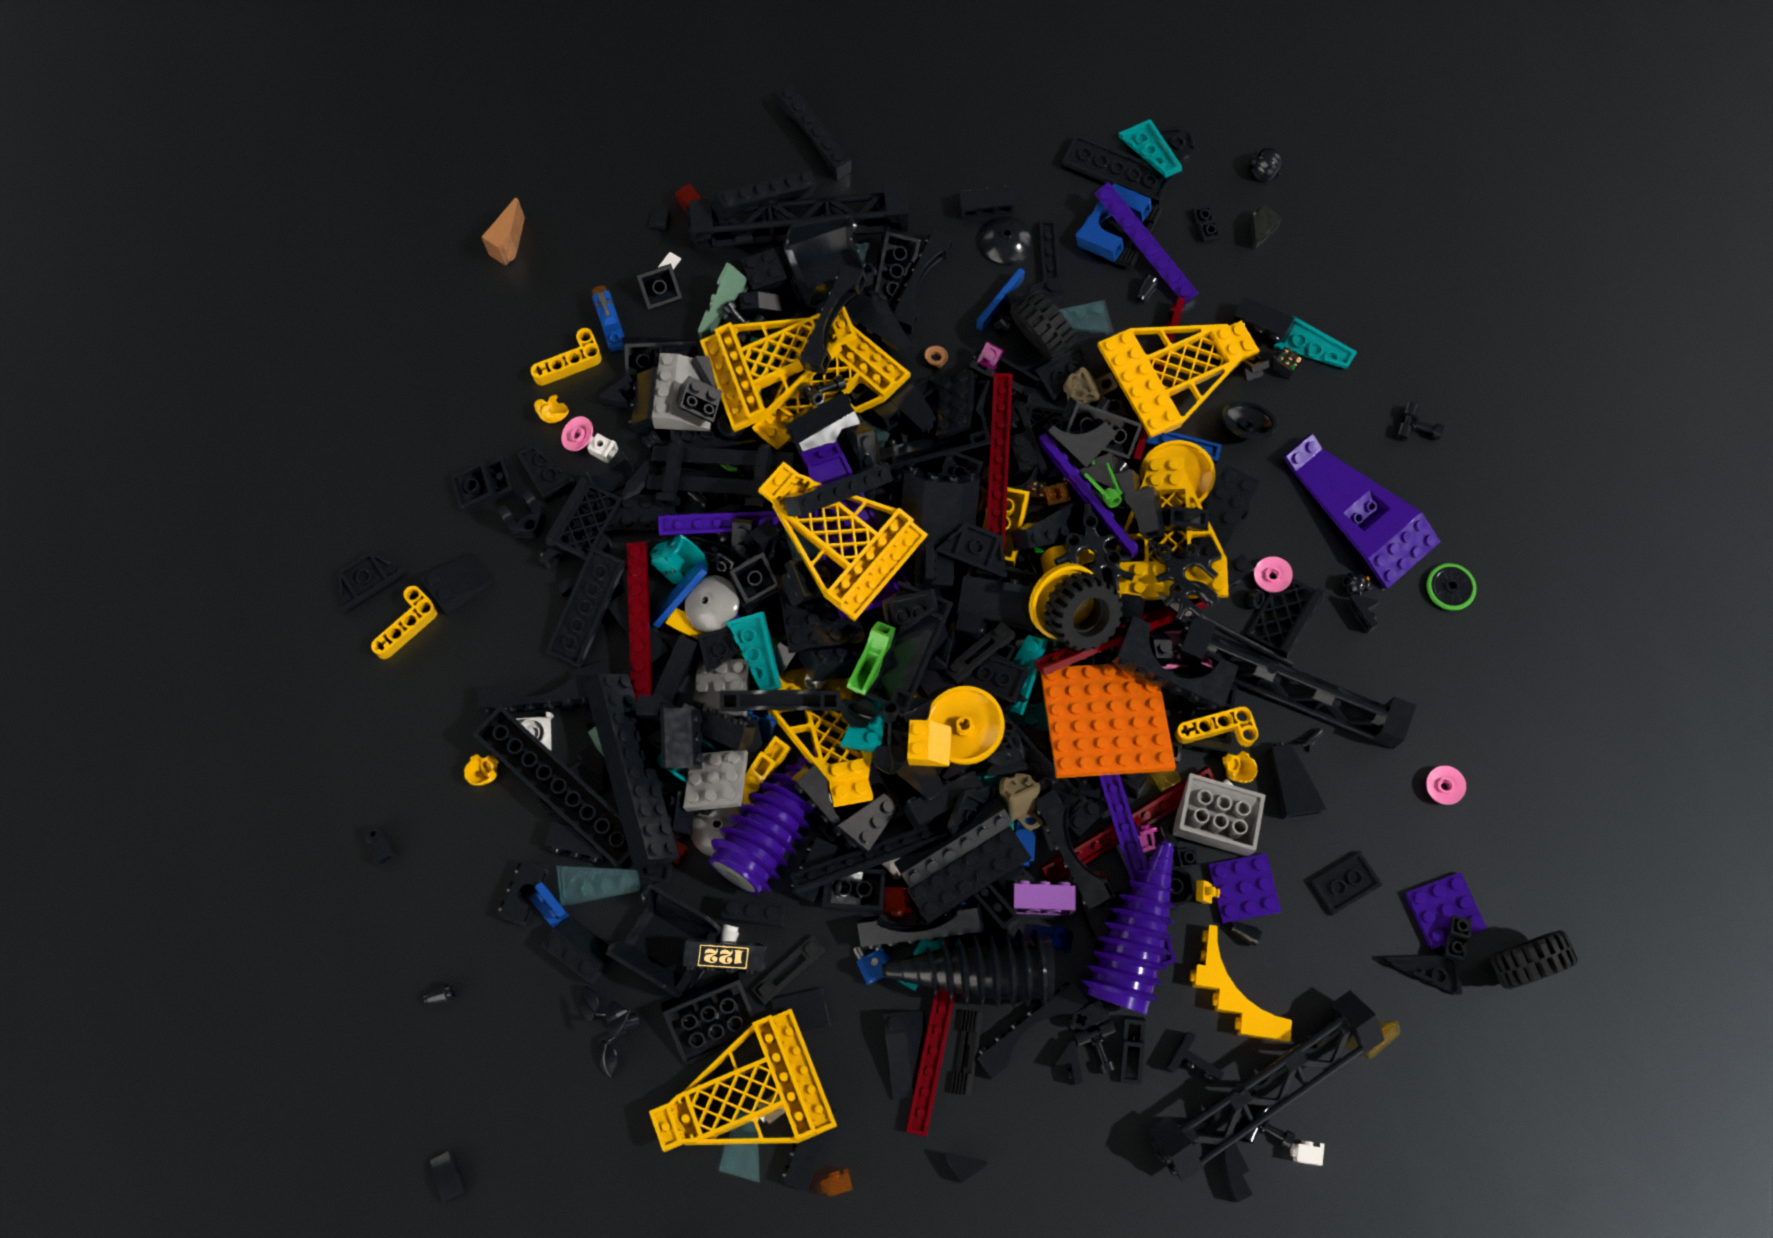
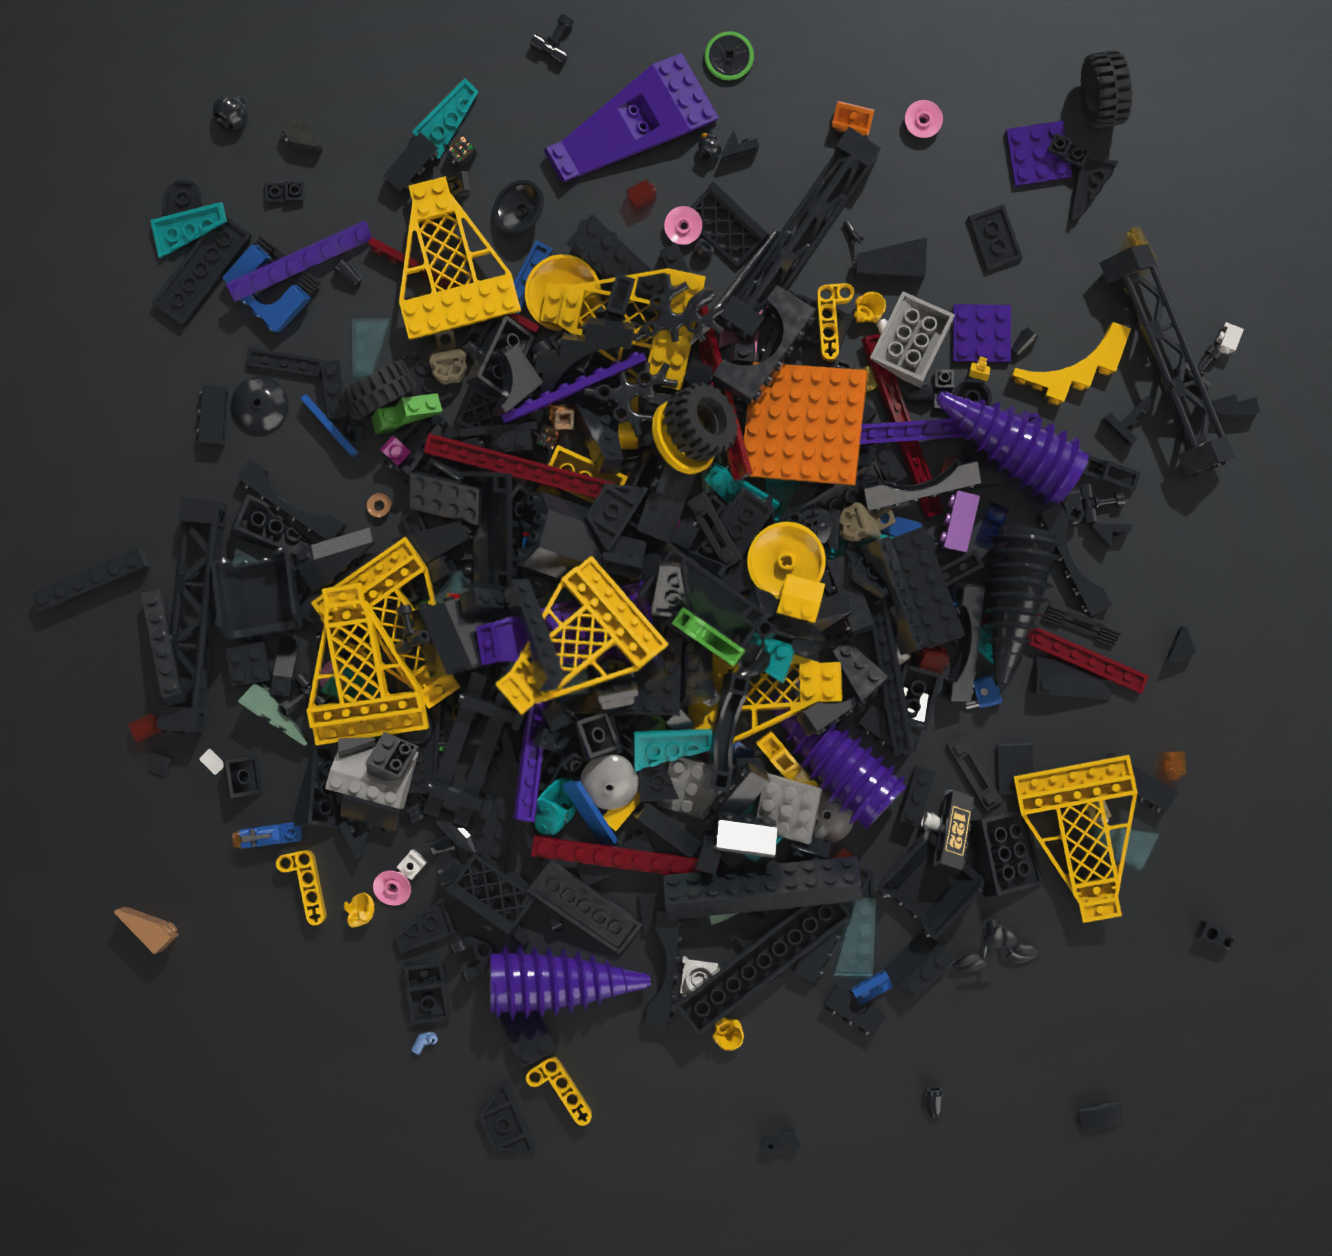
camera: 75 degrees left, 15 degrees up
(437, 491) = (424, 1039): none -> medium blue arm
(505, 587) = (554, 982): none -> dark purple cone
(848, 284) = (301, 580): black arch -> none
(1030, 359) = (406, 411): none -> bright green arch
(1110, 496) = (583, 367): bright green plant -> none
(1146, 836) = (917, 412): magenta bracket -> none
(1292, 530) = (642, 194): none -> clear red brick
(1426, 715) = (852, 116): none -> orange bracket

